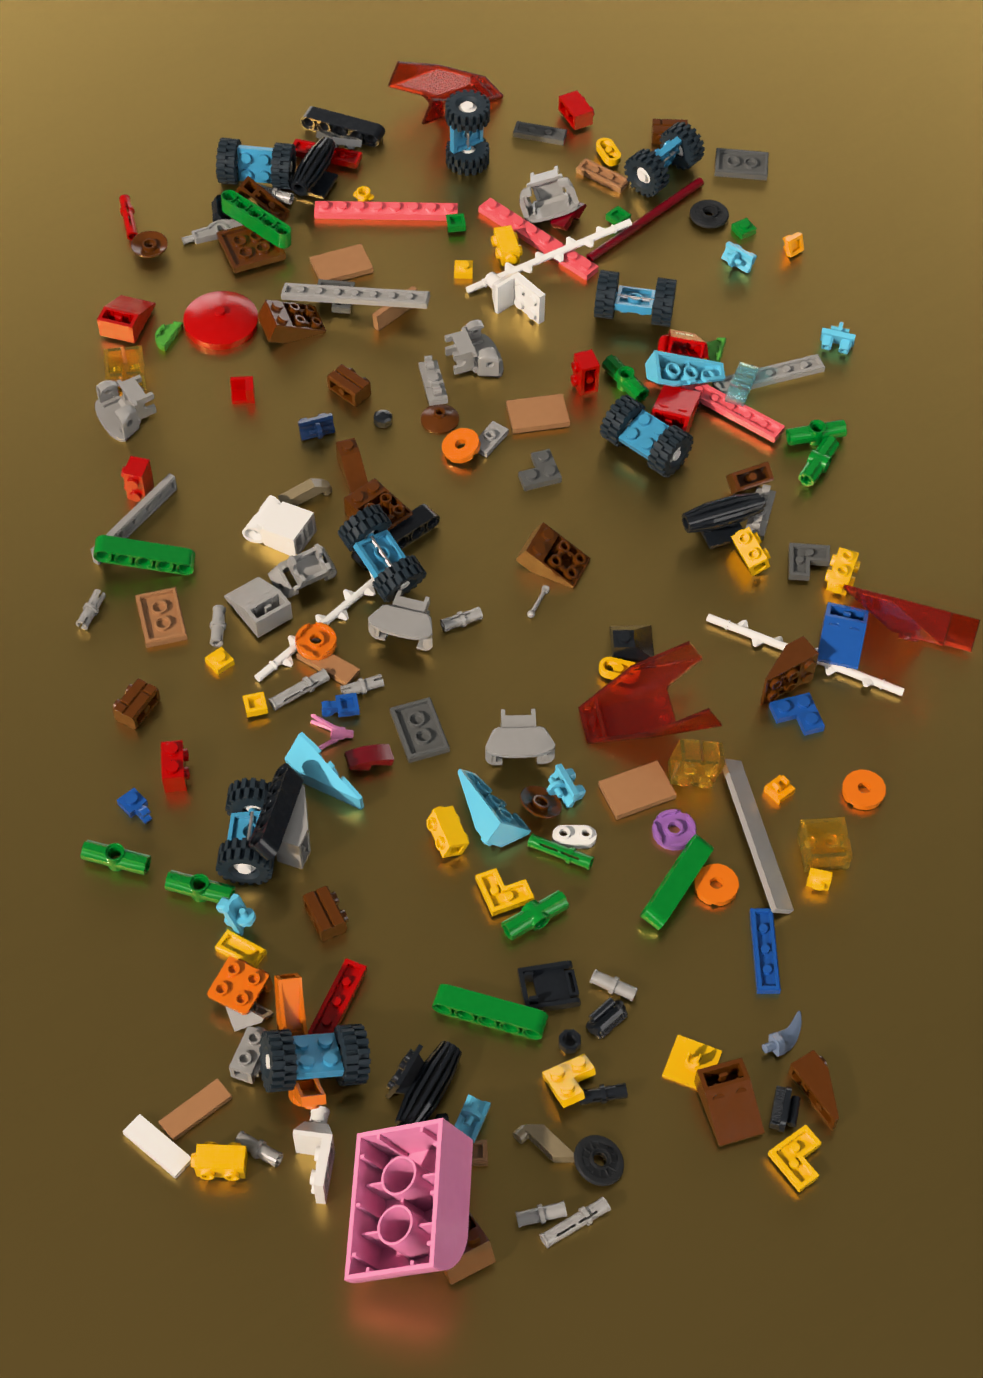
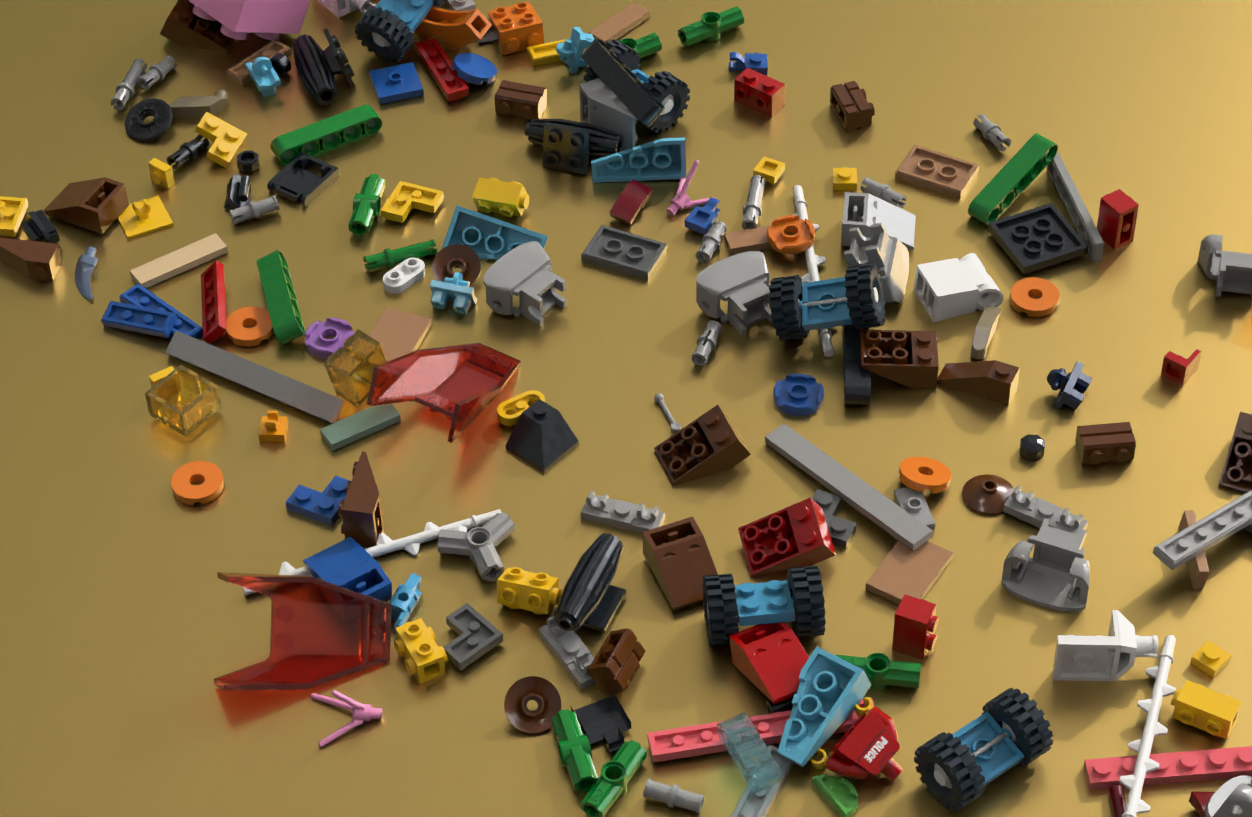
camera: 135 degrees right, 10 degrees down
(162, 930) = (621, 23): none -> medium nougat tile
(186, 519) = (1037, 238): none -> black plate
(241, 484) = (1038, 287): none -> orange tile
(318, 975) = (474, 68): none -> blue tile
(343, 836) = (571, 143): none -> black plate
(383, 1024) = (396, 83): none -> blue plate
(454, 549) = (798, 394): none -> blue tile
(507, 475) = (849, 487): none -> light grey tile
(581, 467) = (787, 539): none -> red slope
(641, 562) = (621, 513): none -> light grey plate
(647, 1084) = (161, 173): none -> yellow plate
(649, 503) = (679, 561): none -> reddish brown slope
(709, 988) = (179, 261): none -> tan tile
(724, 920) = (213, 302): none -> red plate
(733, 747) = (359, 425): none -> sand green tile
(744, 603) = (479, 544): none -> light grey piece
(787, 468) = (604, 722): none -> black piece
(787, 952) = (139, 319): none -> blue tile
(795, 406) = (673, 796): none -> light grey pin
(815, 496) = (541, 692): none -> reddish brown dish
(817, 607) = (405, 600): none -> dark azure hinge
(908, 569) = (360, 713): none -> bright pink plant

